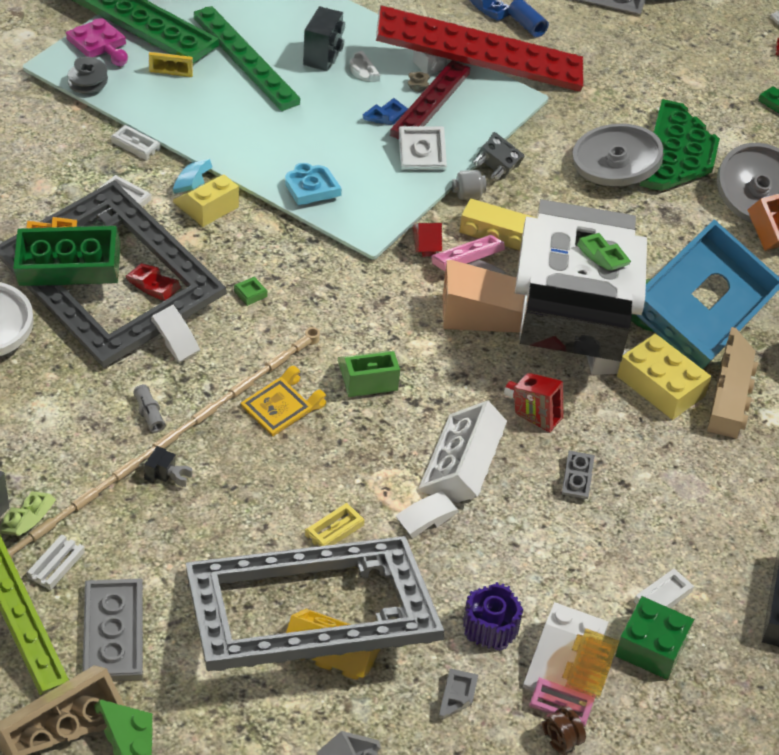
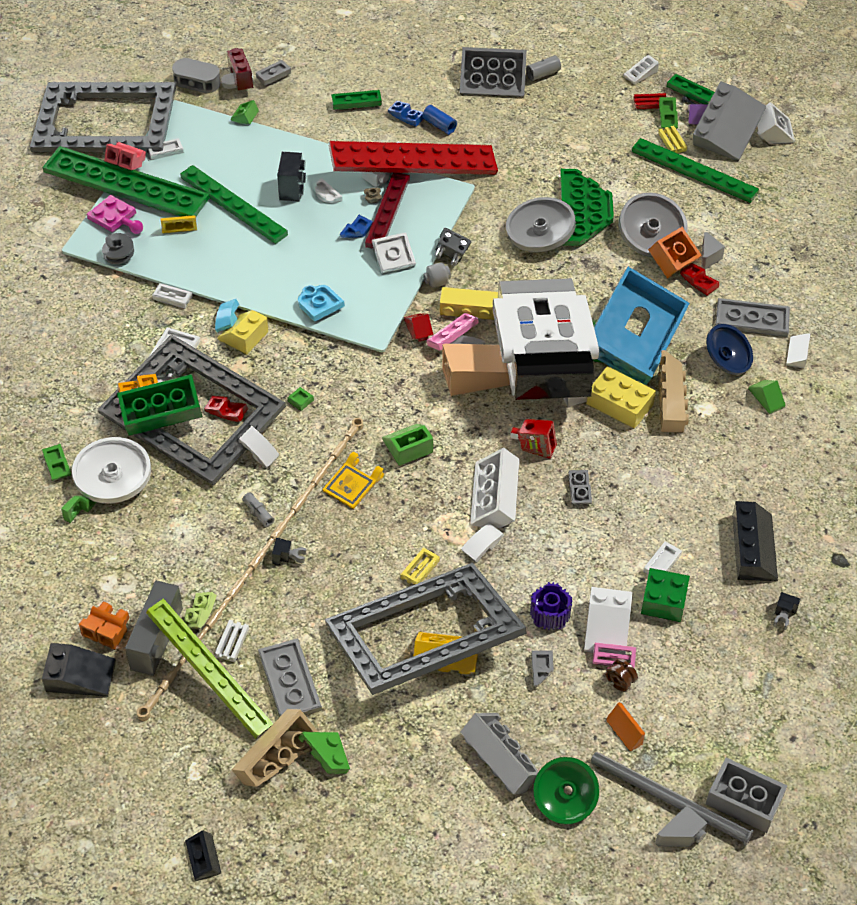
camera: 10 degrees left, 5 degrees up
(590, 663) = (628, 624): clear yellow brick -> none
(602, 253) = (557, 317): bright green slope -> none

